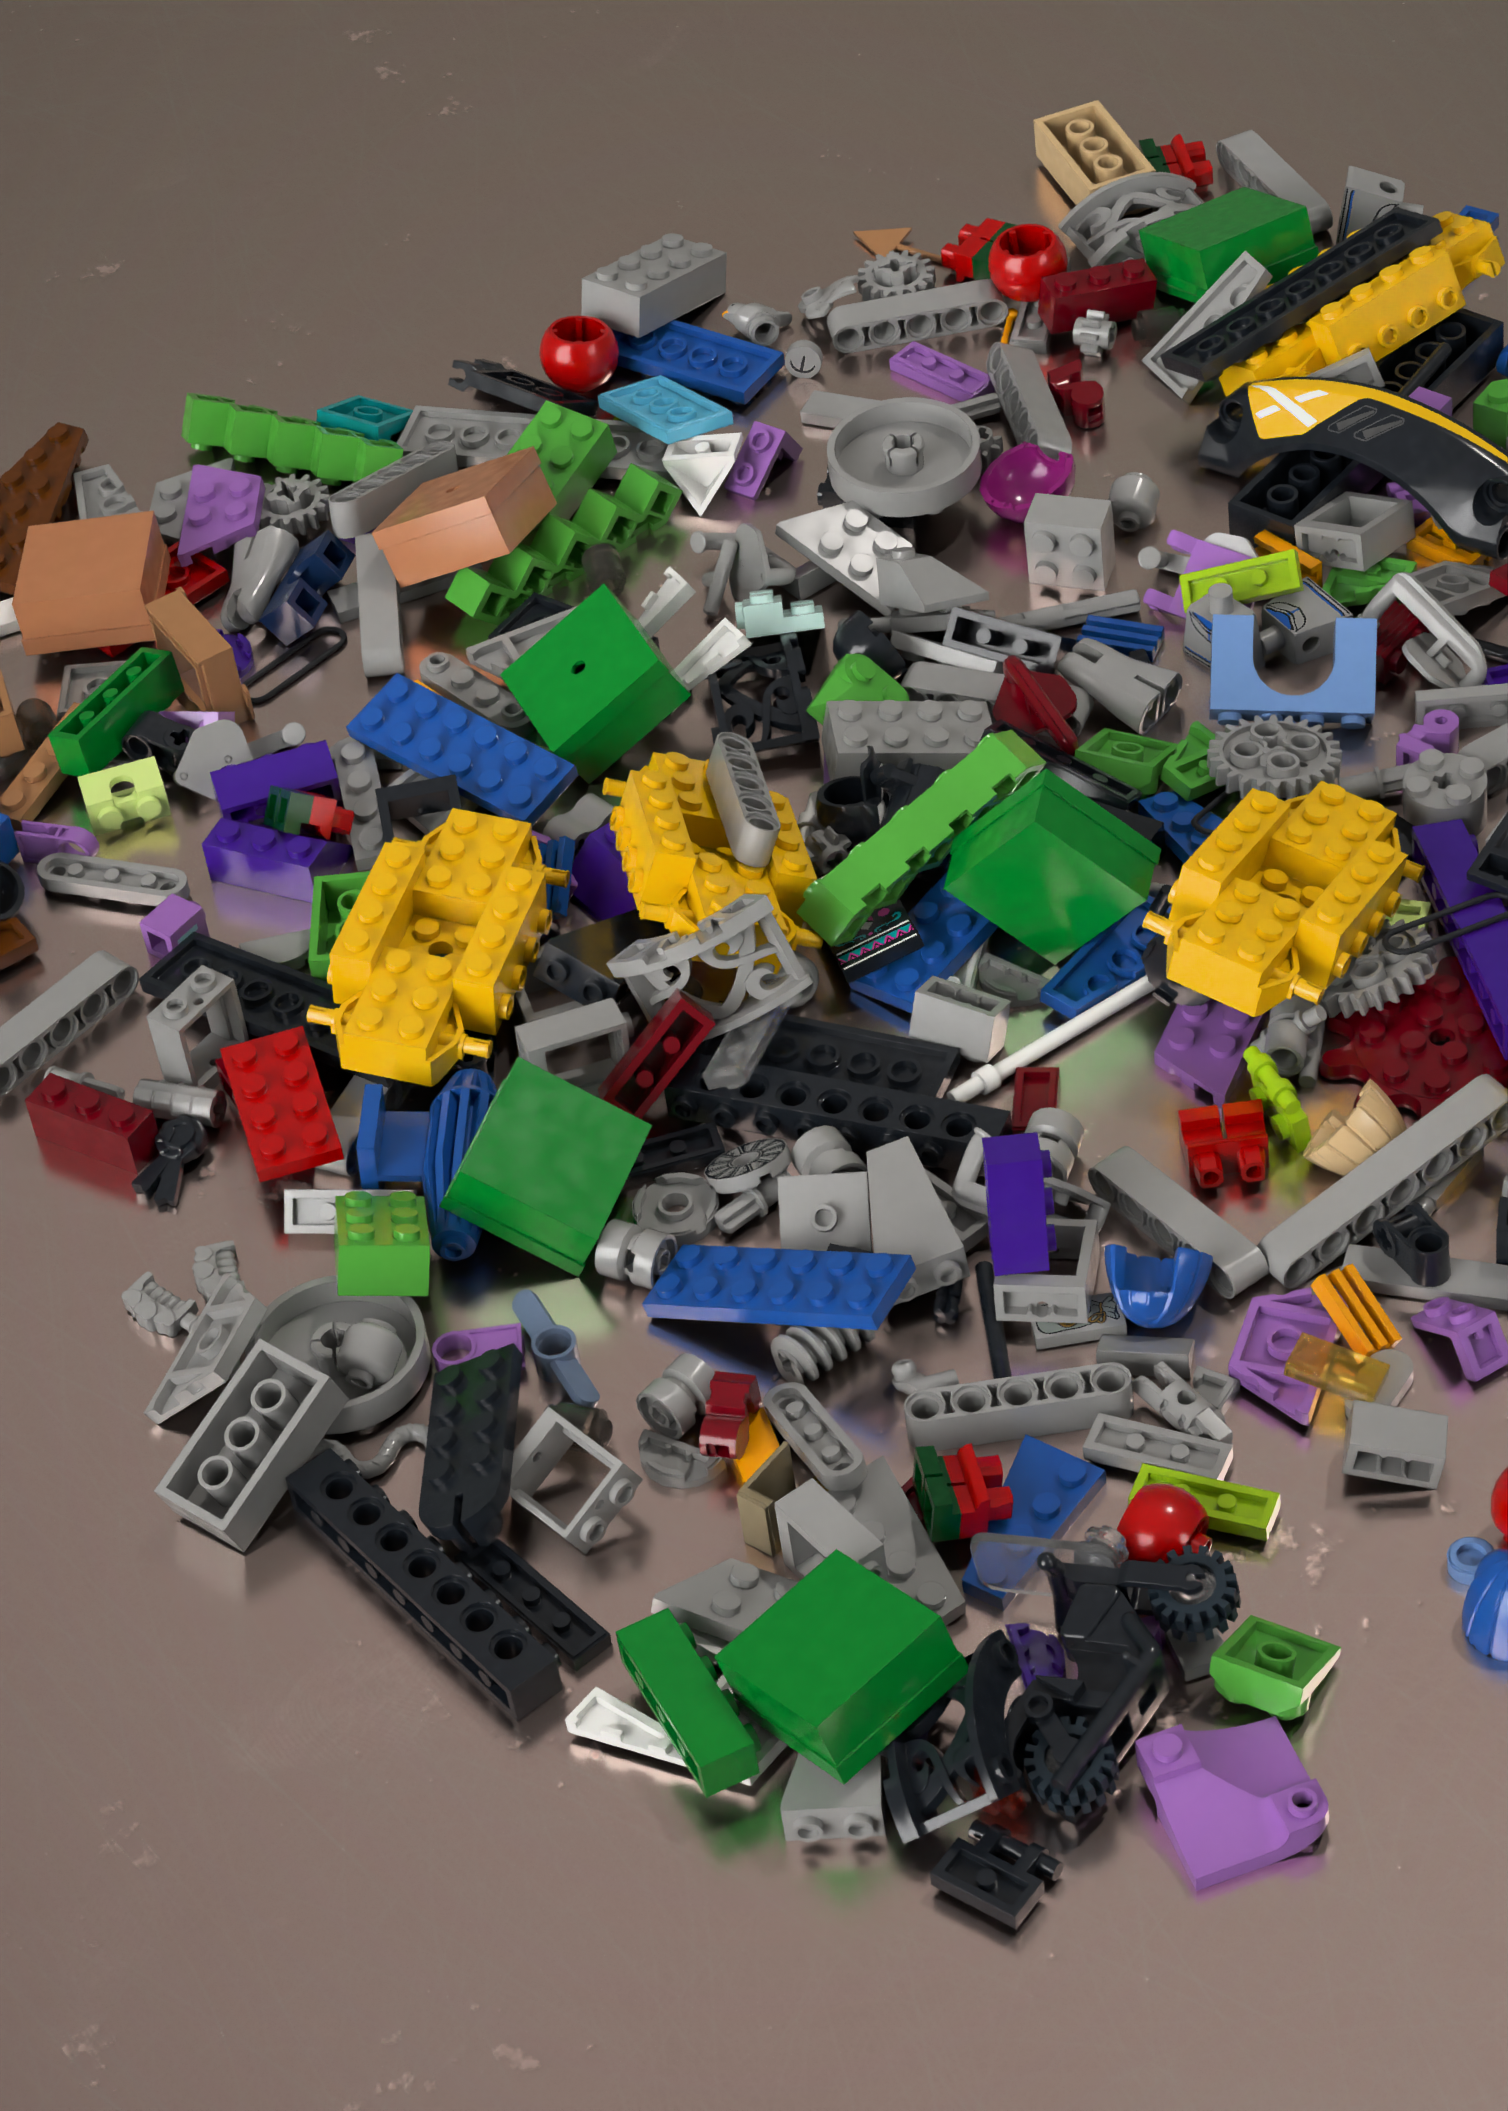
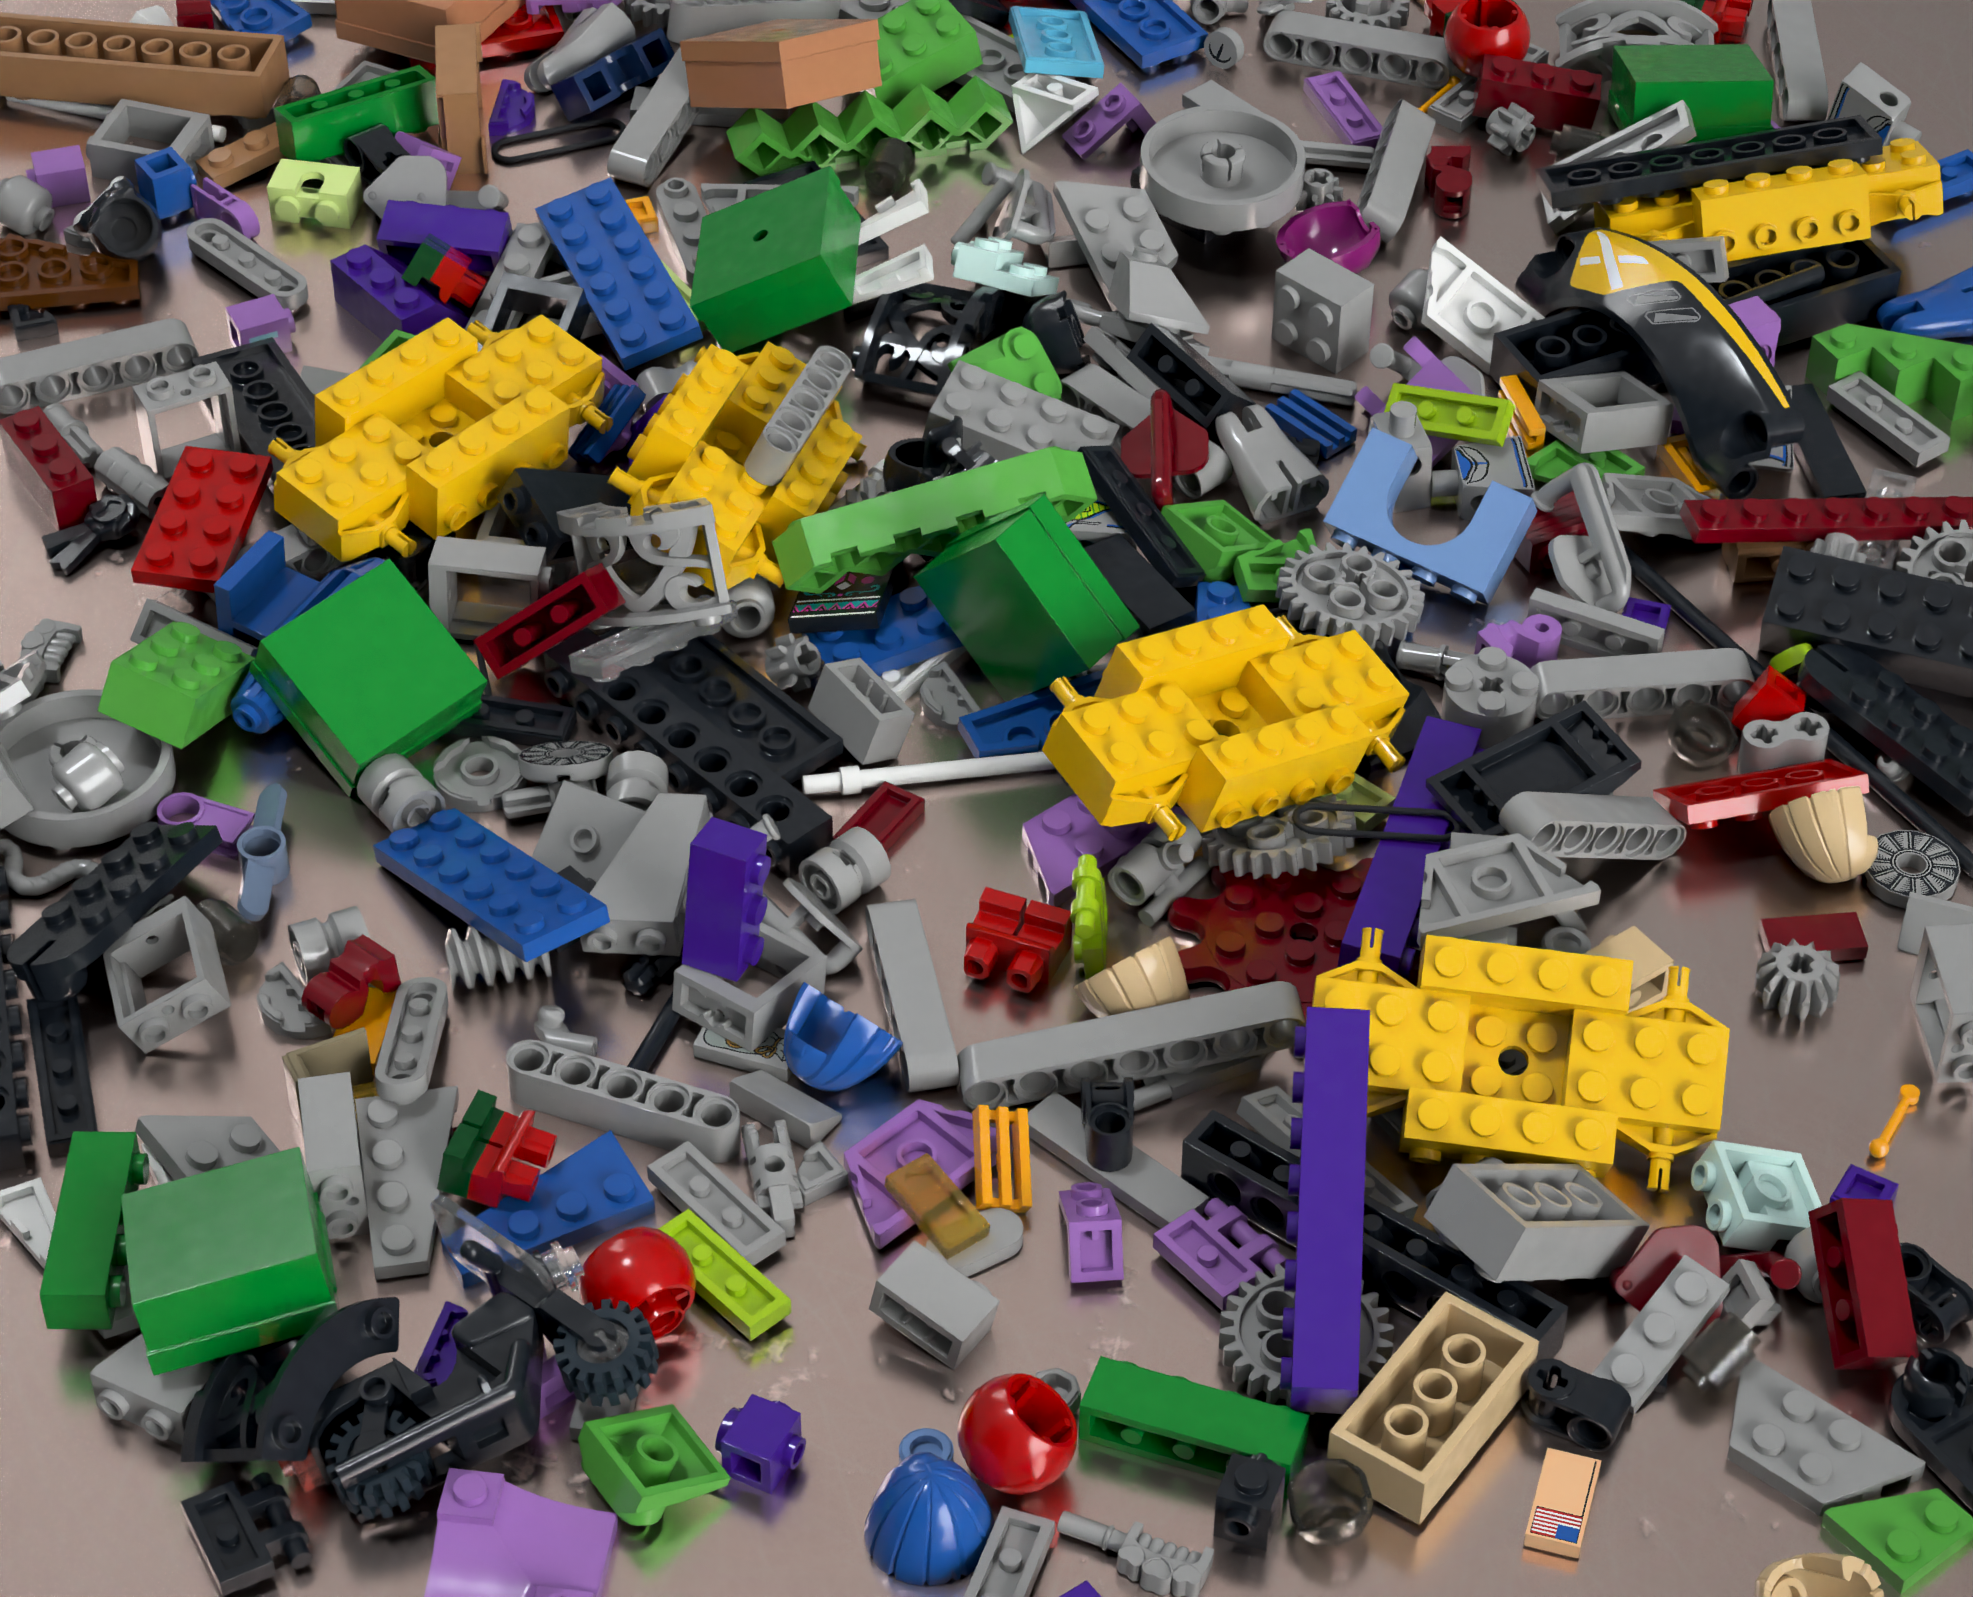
camera: 20 degrees right, 0 degrees up
(868, 1005) = (793, 662): none -> light grey gear
(1185, 489) = (1469, 304): none -> white wing
(1344, 1609) = (760, 1442): none -> dark purple brick

